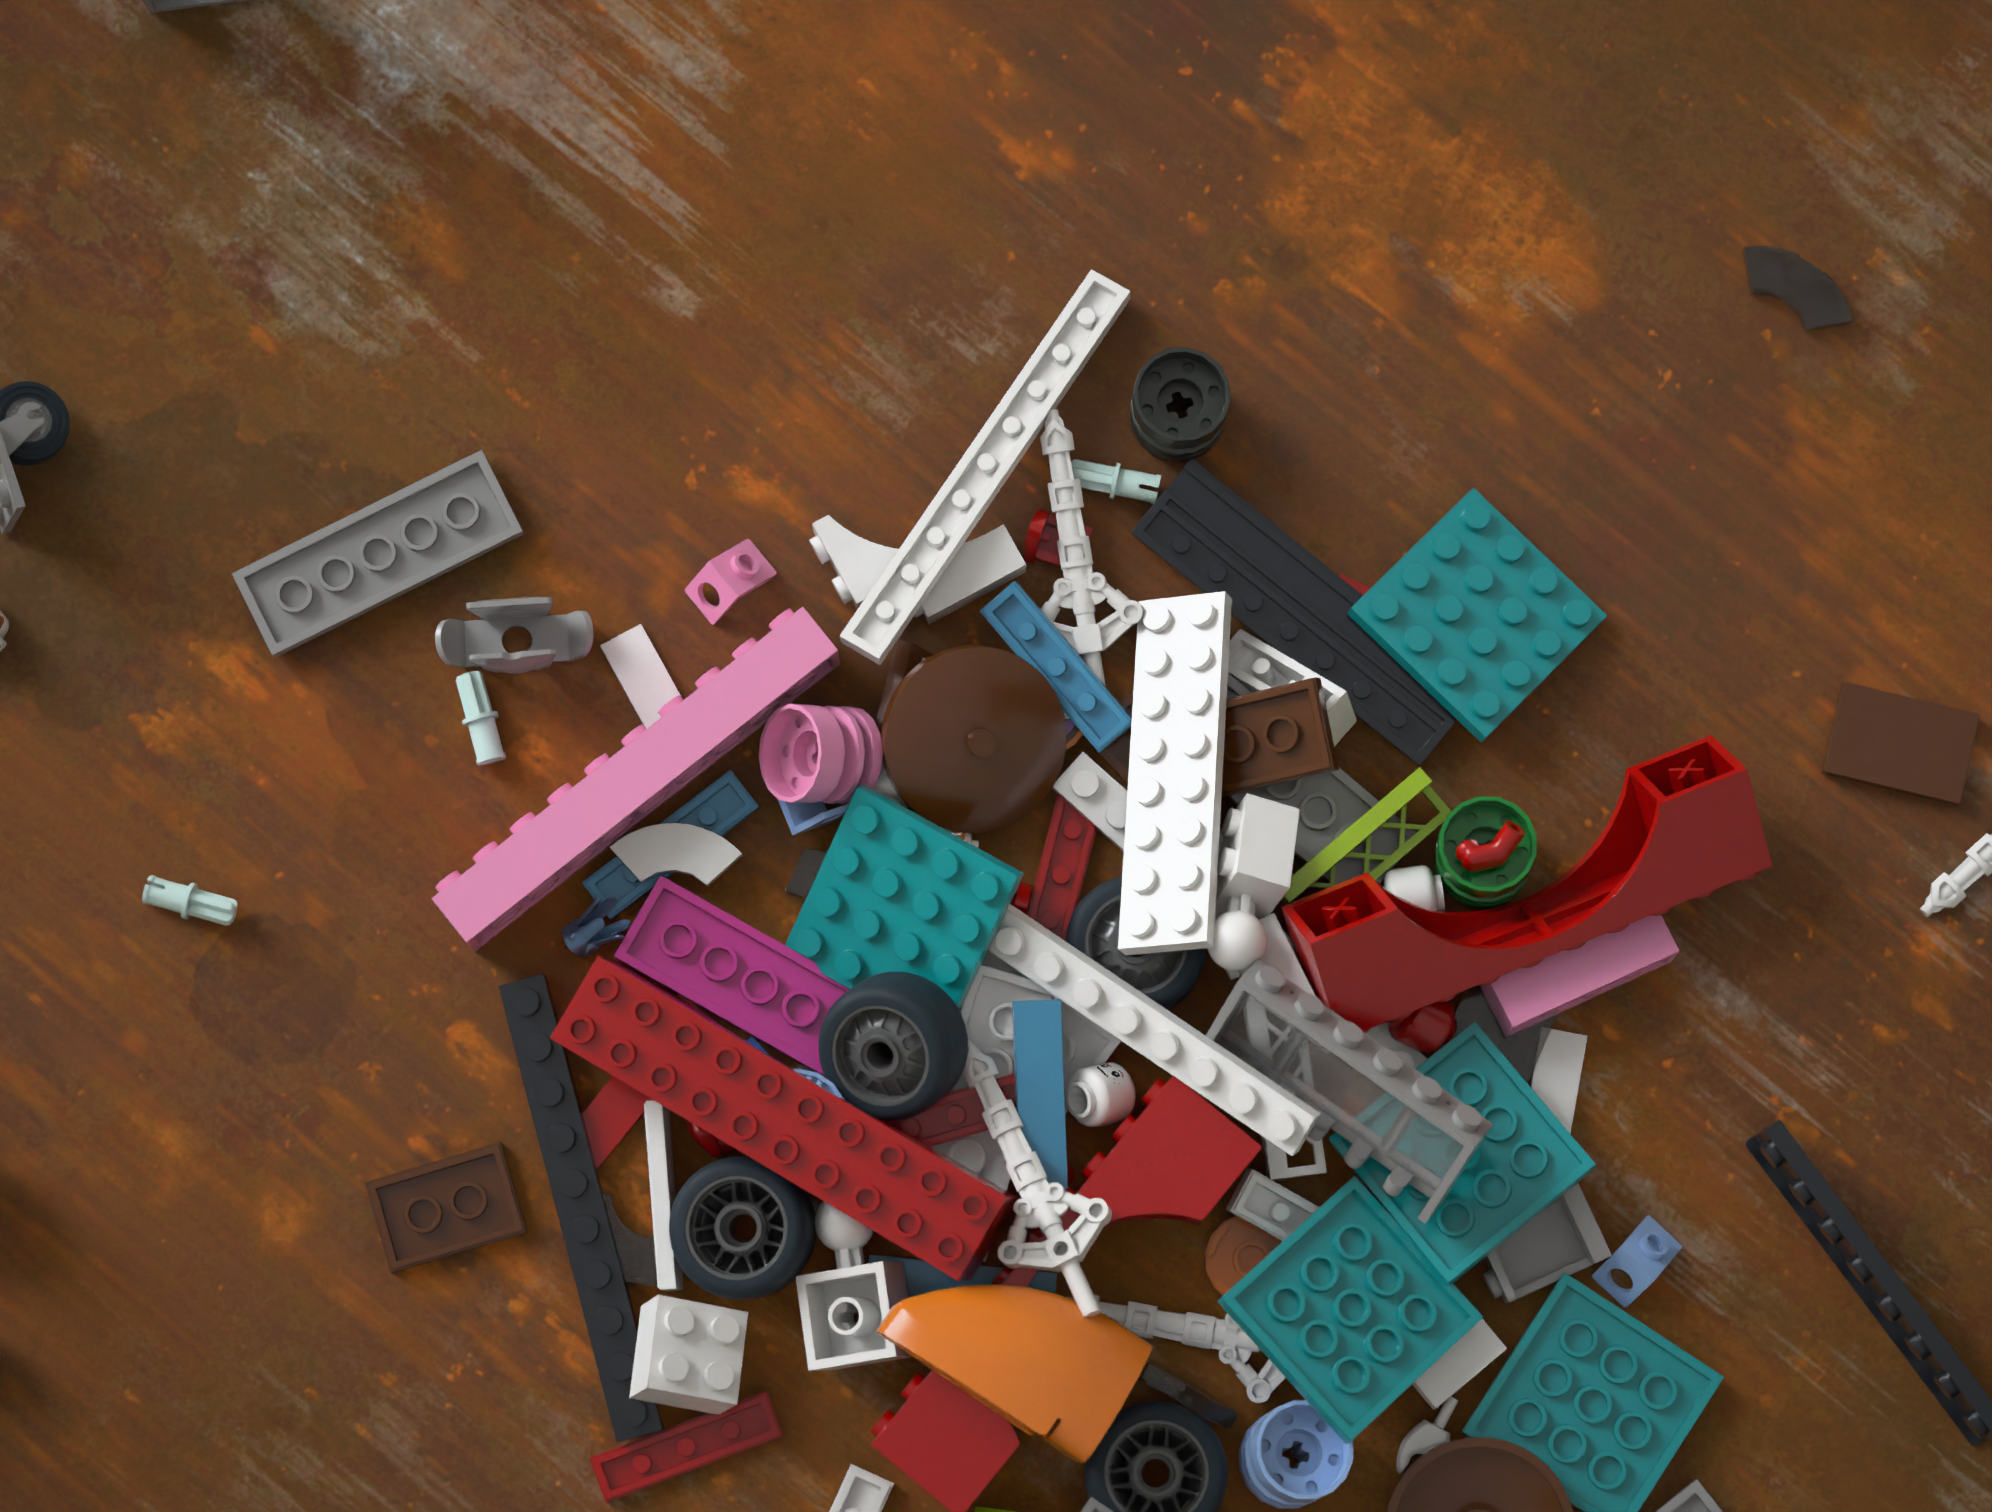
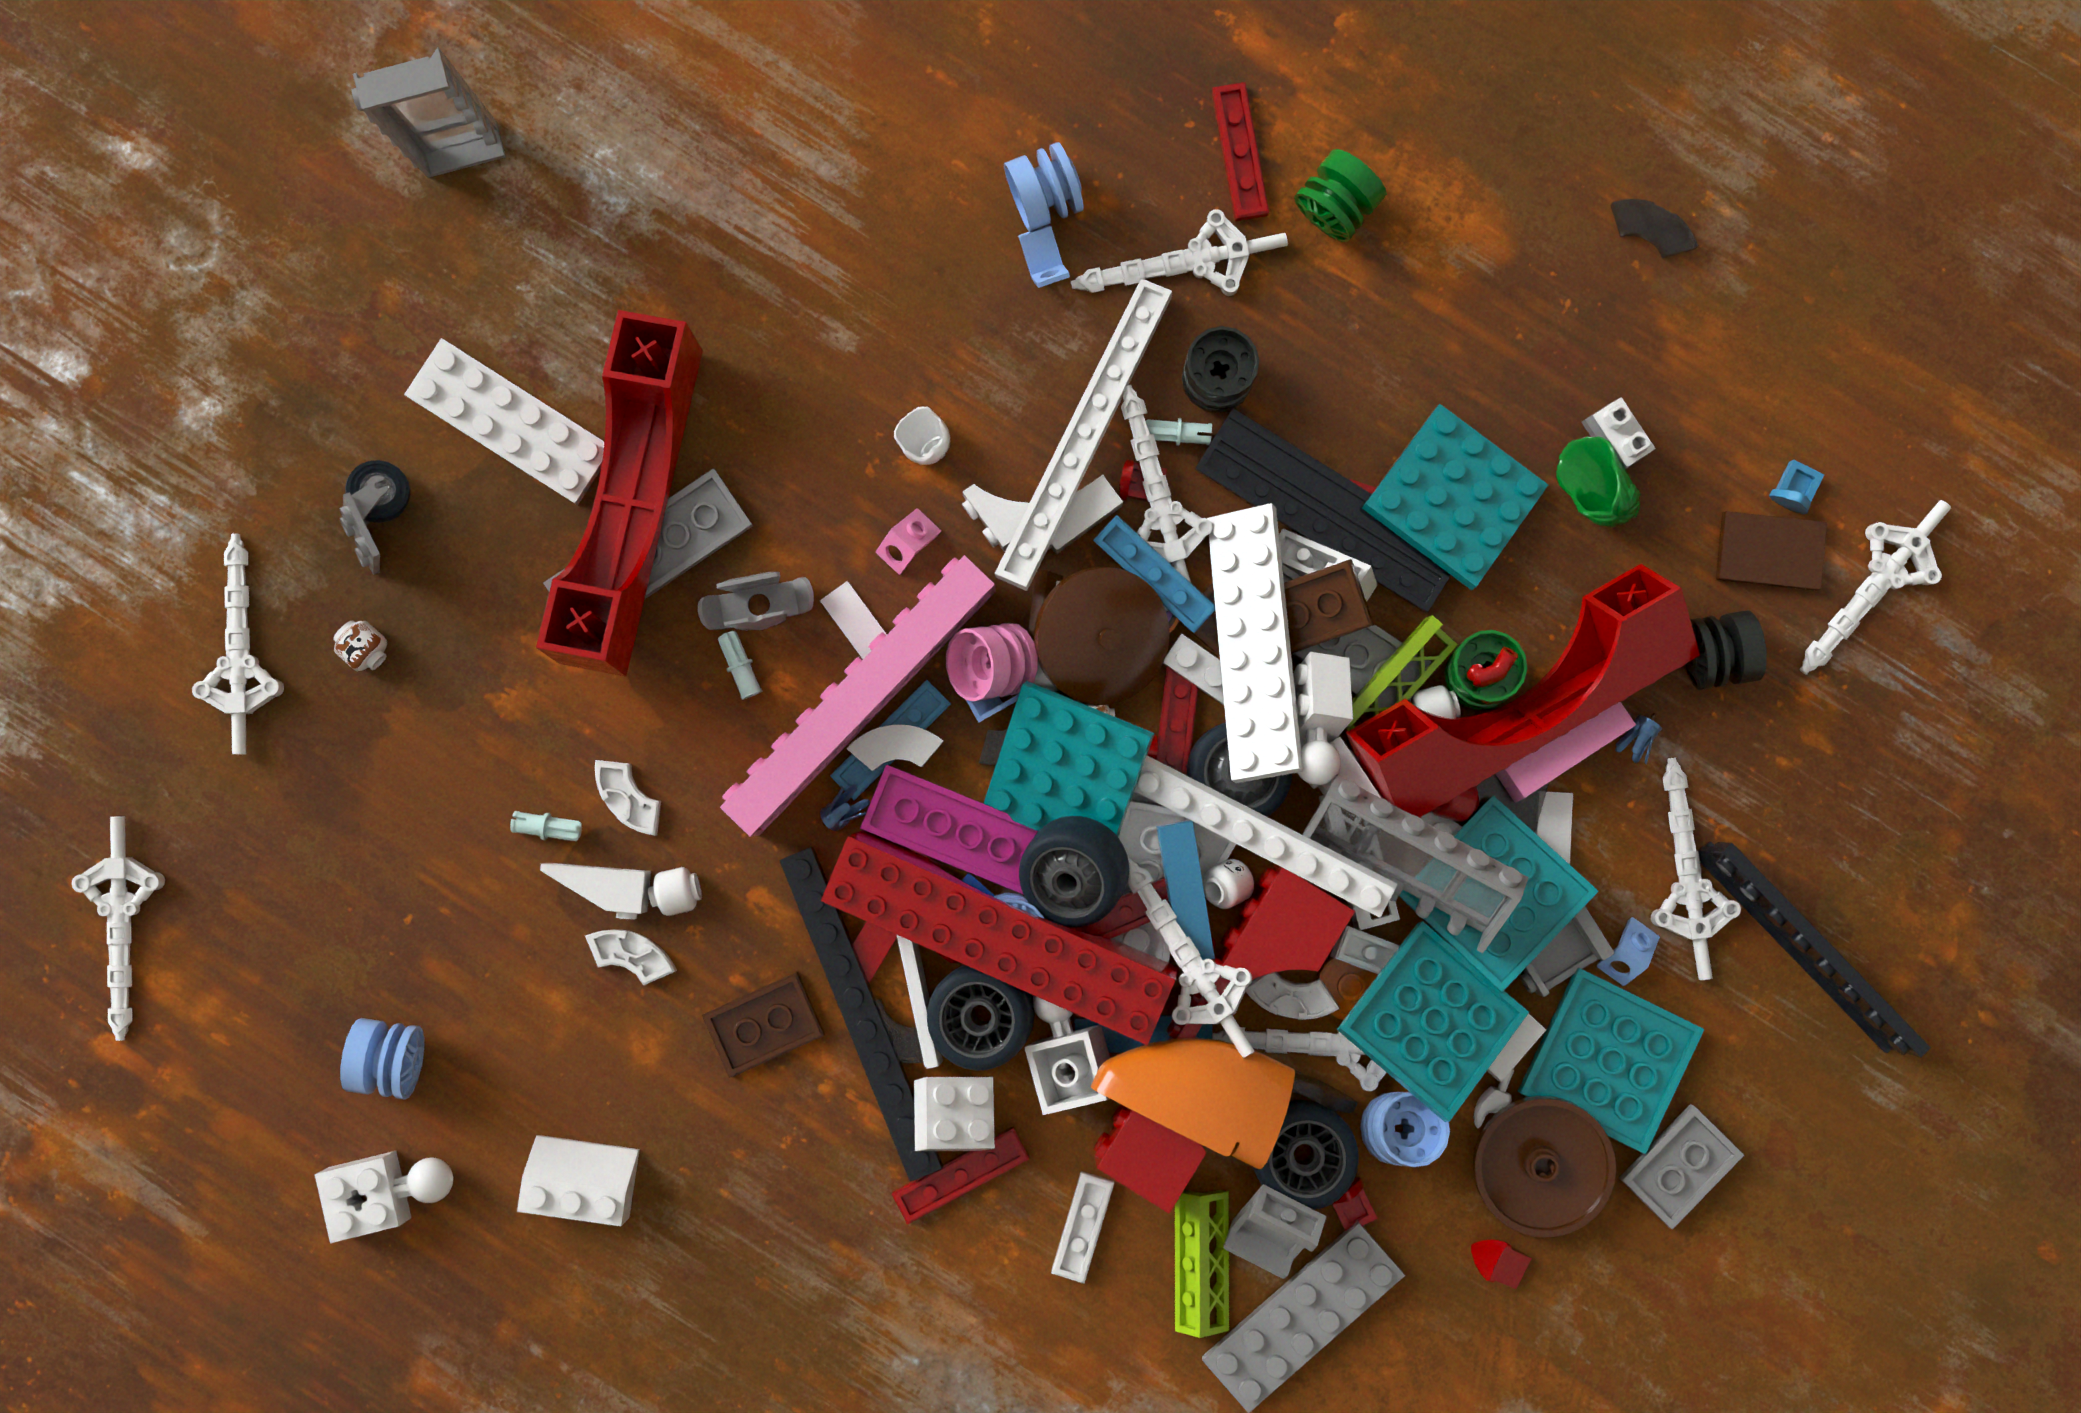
camera: 10 degrees left, 5 degrees up
(169, 1382) = (579, 1180): none -> white slope
(214, 352) = (508, 421): none -> white plate
(268, 994) = (609, 888): none -> white slope
(282, 1086) = (632, 952): none -> white tile
(299, 876) = (624, 797): none -> white tile
(352, 1010) = (675, 891): none -> white head
(402, 364) = (602, 590): none -> red arch
(768, 443) = (922, 436): none -> white hair
(962, 223) = (1043, 256): none -> light blue bracket
(975, 131) = (1044, 186): none -> light blue wheel
(1167, 1264) = (1292, 999): none -> white tile
(1173, 251) = (1199, 258): none -> white bar
(1248, 116) = (1240, 151): none -> red tile
(1379, 186) = (1340, 195): none -> green wheel
(1673, 621) = (1598, 482): none -> green hair
(1687, 972) = (1646, 731): none -> flat silver piece
(1708, 551) = (1622, 430): none -> white hips
(1733, 1186) = (1691, 888): none -> white bar
(1814, 865) = (1728, 650): none -> pearl dark grey wheel
(1946, 662) = (1797, 487): none -> dark azure tile

